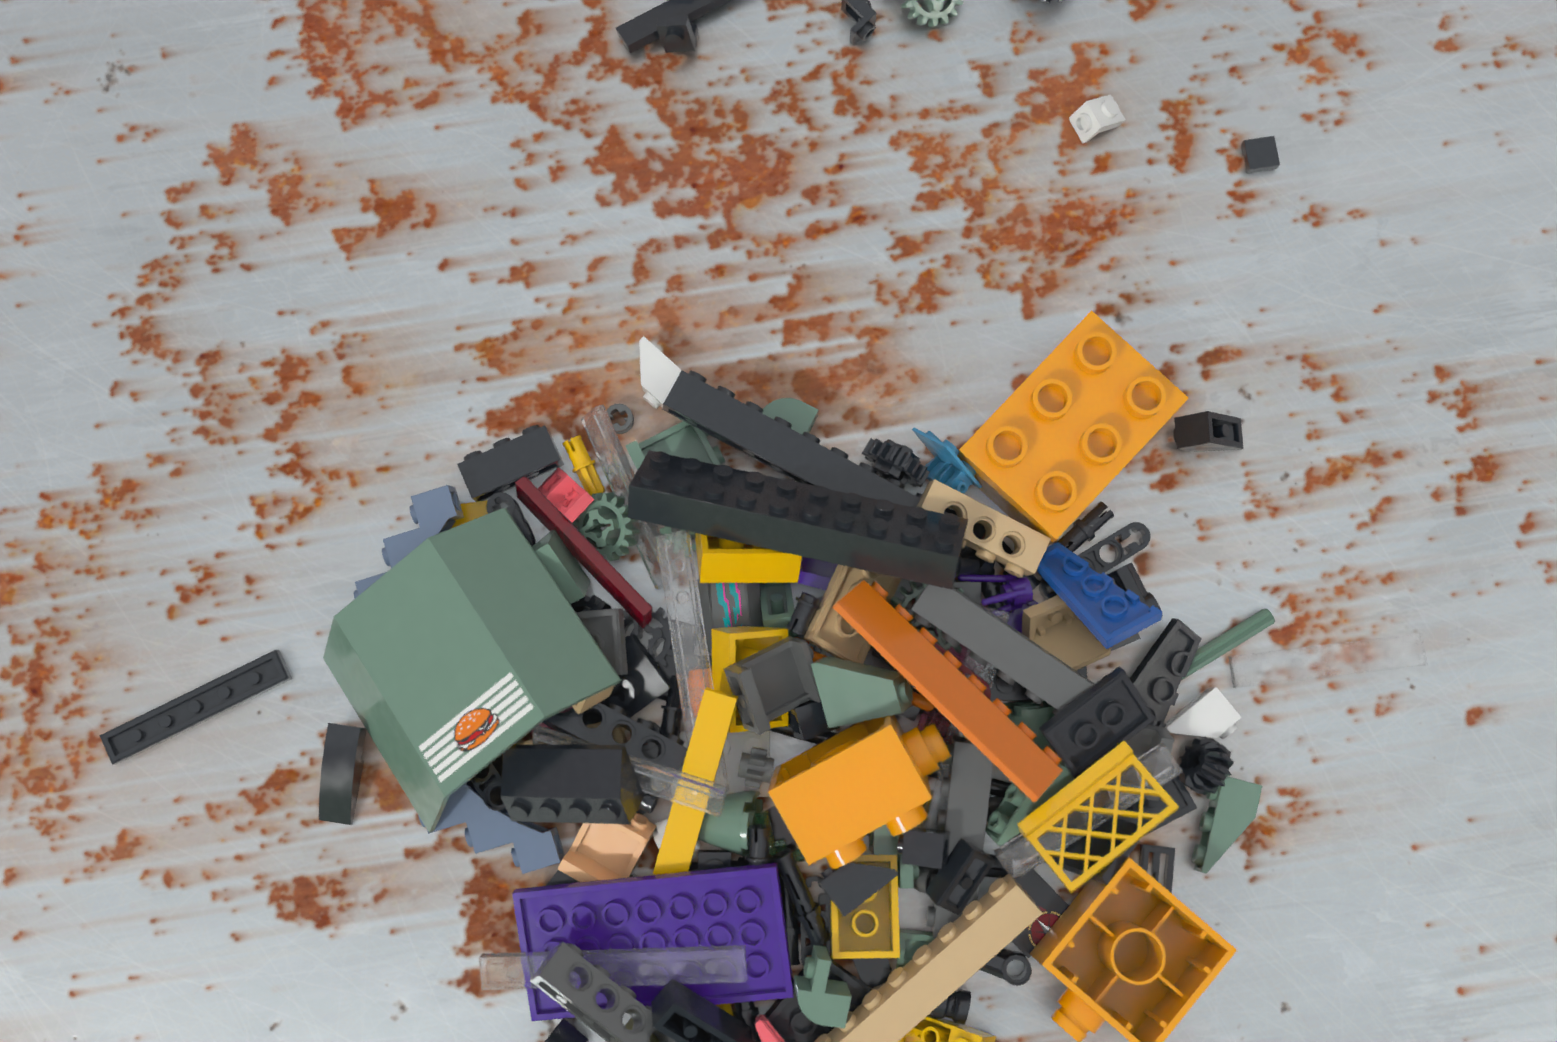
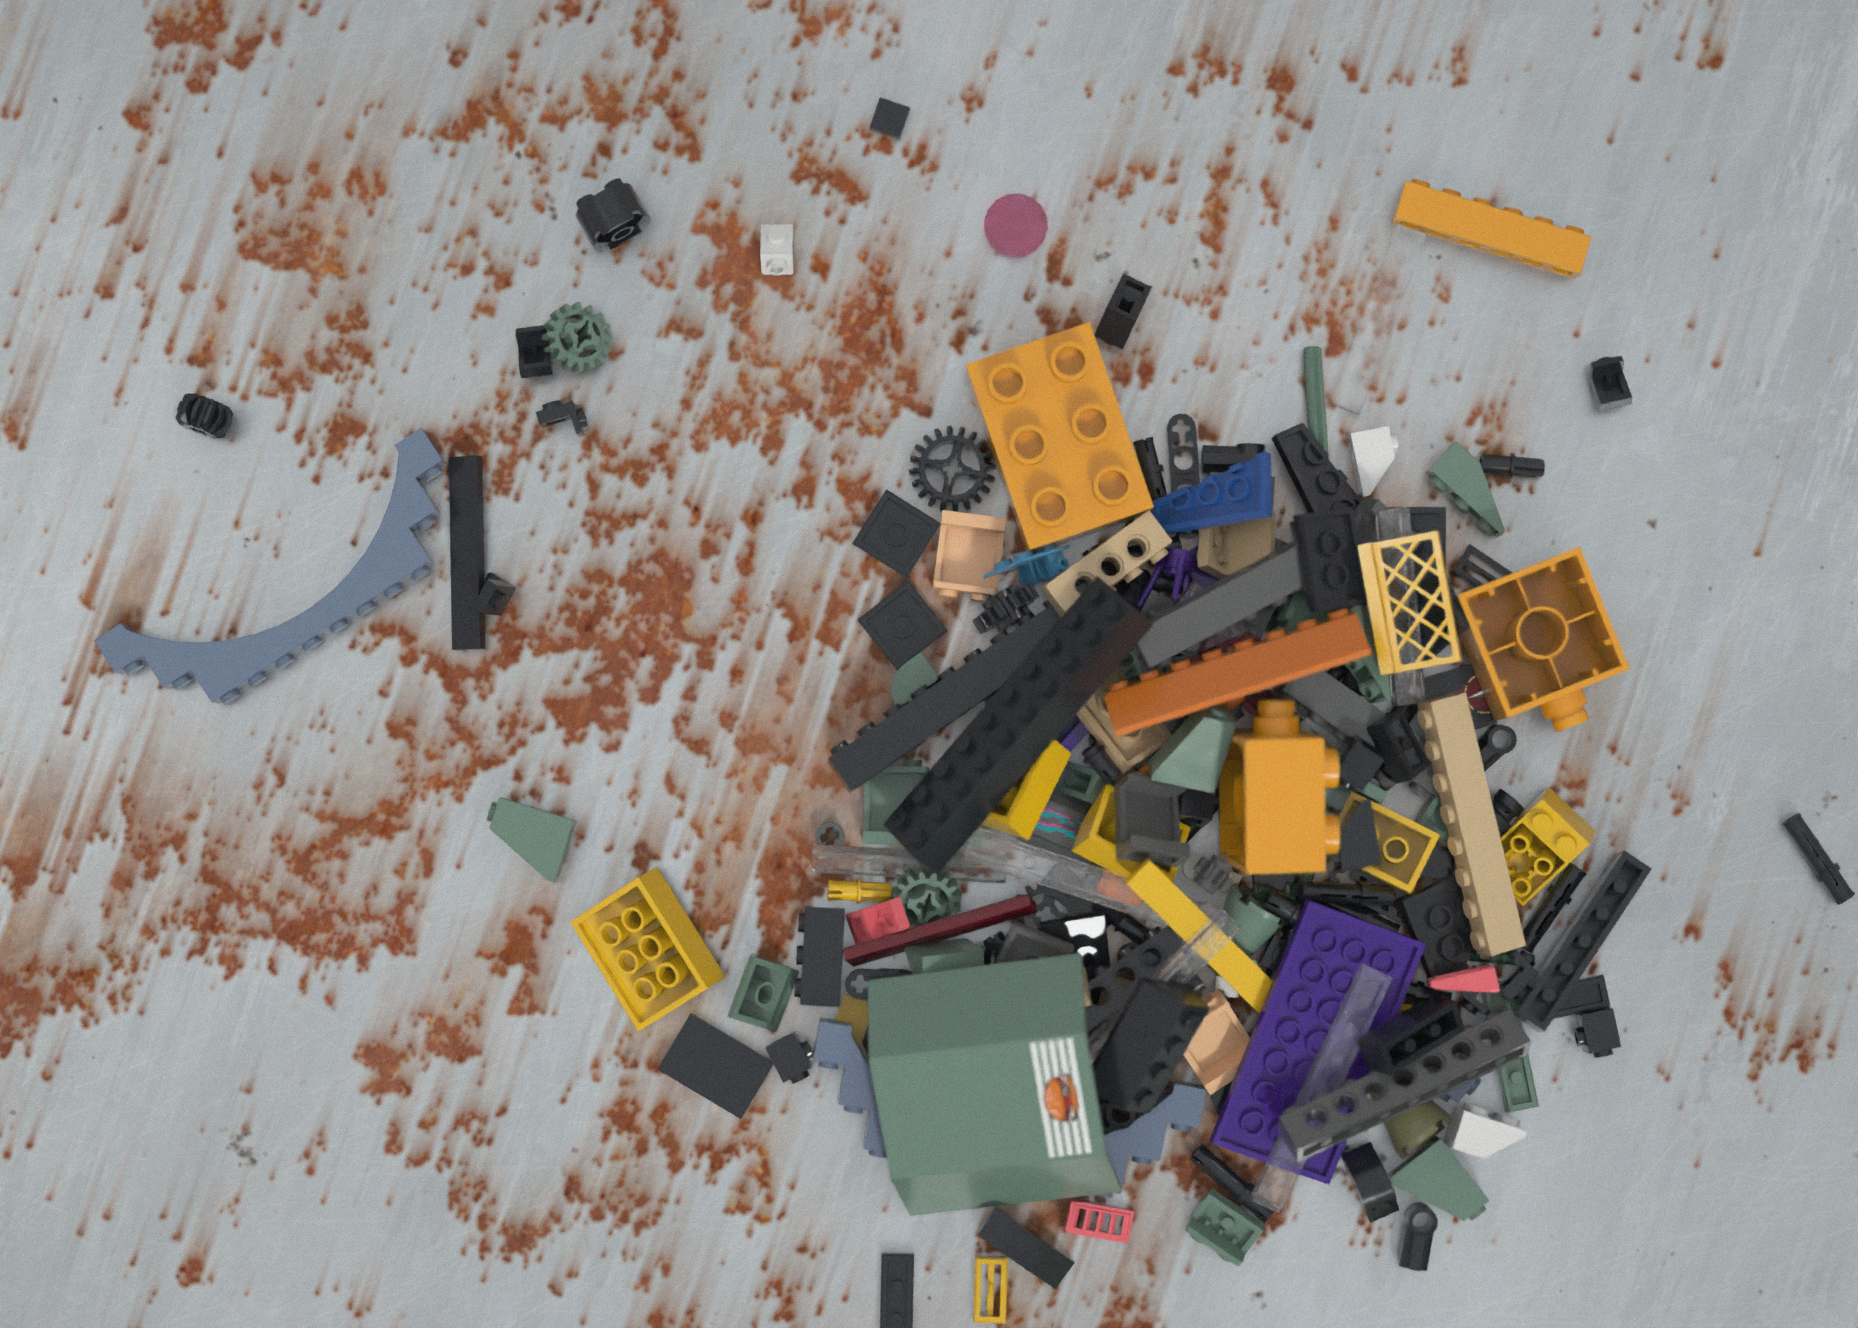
camera: 65 degrees left, 5 degrees up
(265, 774) = (991, 1261): none -> yellow tile
(372, 424) = (715, 1065): none -> black tile
(386, 831) = (1072, 1217): none -> coral slope
(408, 479) = (791, 1057): none -> black brick
(444, 314) = (647, 949): none -> yellow slope
(445, 944) = (1224, 1227): none -> sand green bracket
(453, 427) = (763, 993): none -> sand green slope
(491, 925) = (1229, 1181): none -> black pin
(492, 171) = (533, 834): none -> sand green slope
(656, 372) = (811, 779): white slope -> none
(822, 999) = (1438, 921): sand green brick -> none
(835, 386) = (902, 625): none -> black tile
(910, 341) = (896, 533): none -> black tile
(927, 405) = (966, 552): none -> light nougat panel
(1004, 354) = (966, 474): none -> black gear
(1205, 765) = (1413, 480): black gear -> none
(1230, 305) = (1015, 225): none -> clear pink tile
(1266, 850) = (1512, 465): none -> black axle
(1391, 900) = (1609, 383): none -> black bracket
(1467, 721) = (1491, 229): none -> light orange brick

